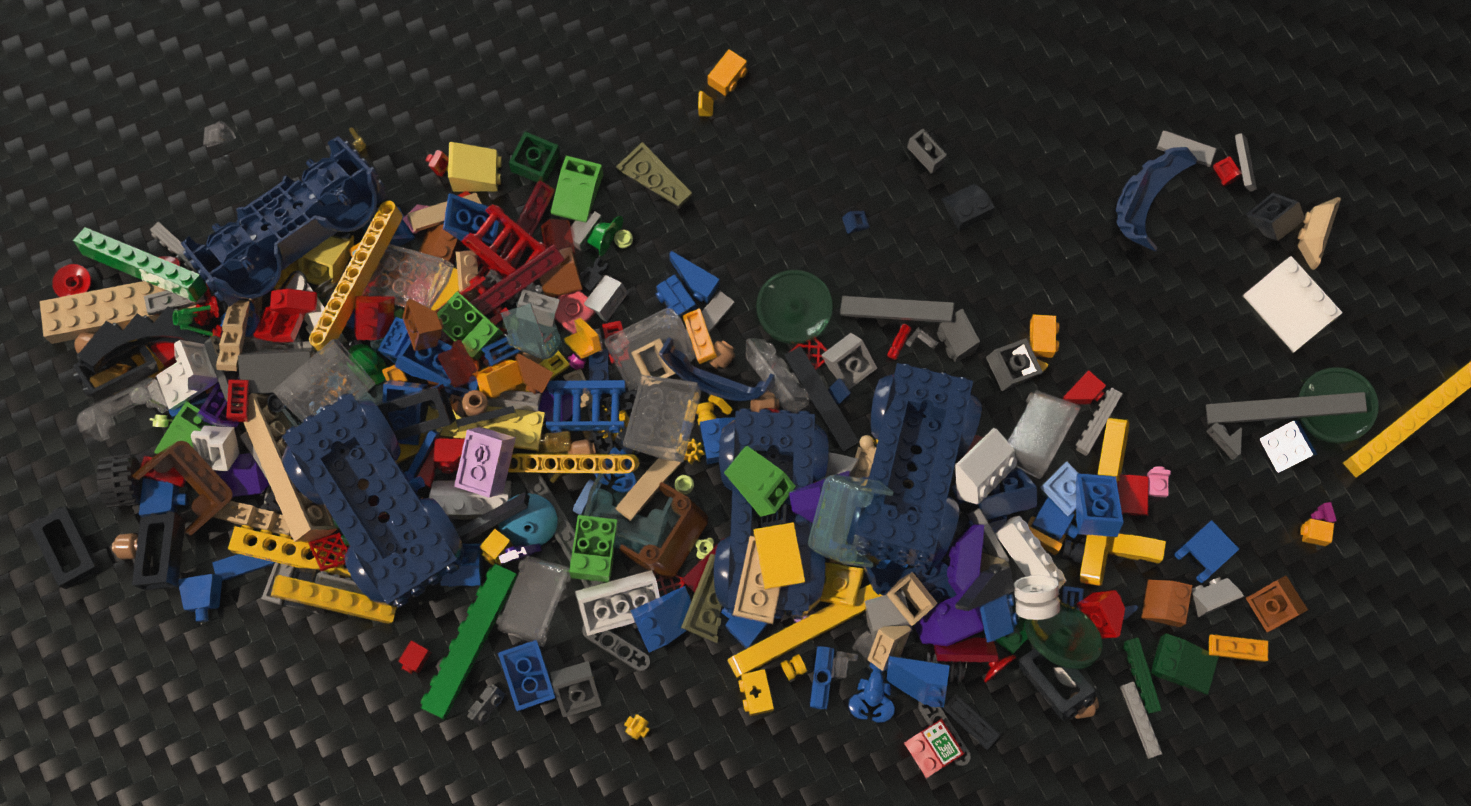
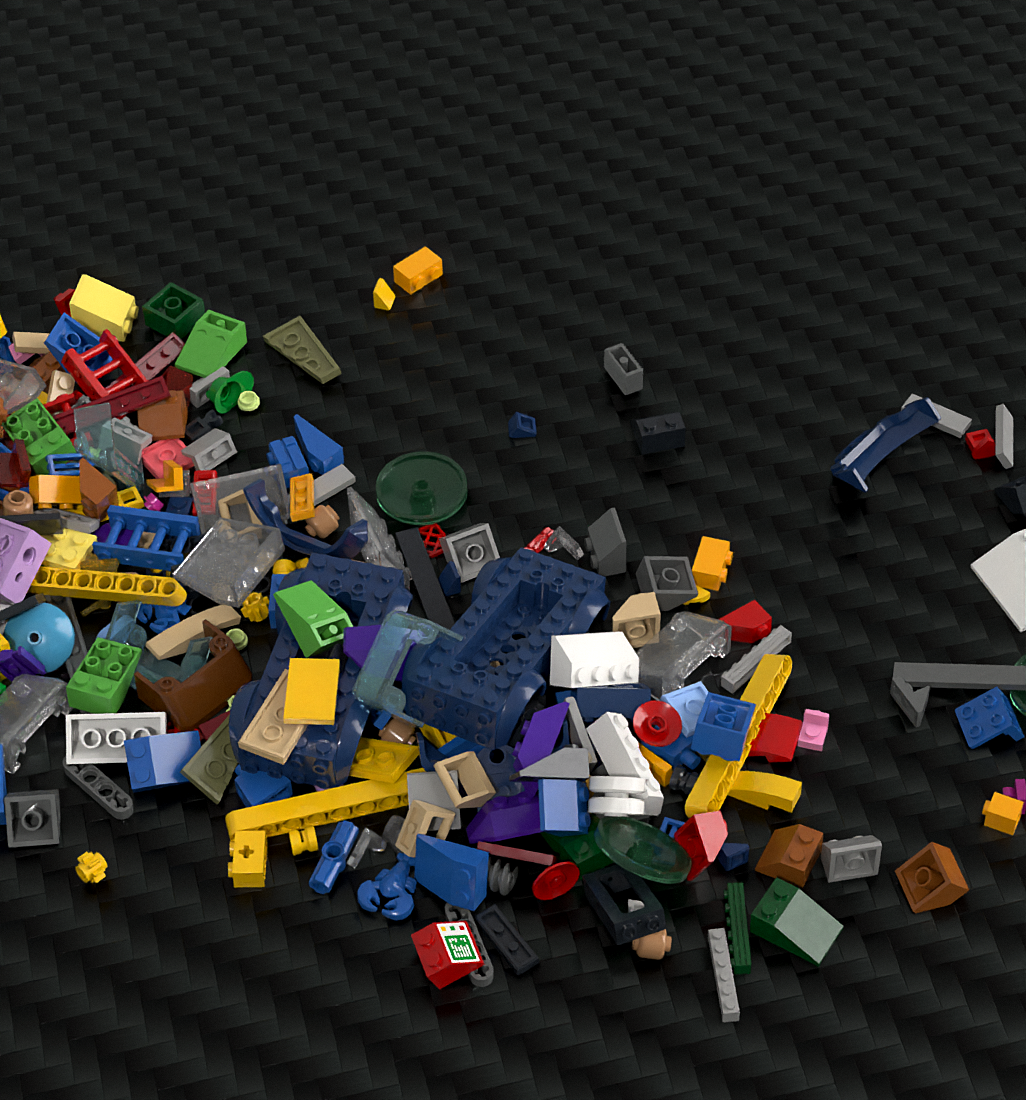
camera: 15 degrees right, 25 degrees down
(897, 309) = (541, 506): dark grey tile -> none
(1005, 409) = (638, 619): none -> tan slope
(1053, 510) = (657, 714): none -> red dish
(1210, 548) = (860, 809): blue flag -> none
(1238, 648) = (870, 918): light orange tile -> none

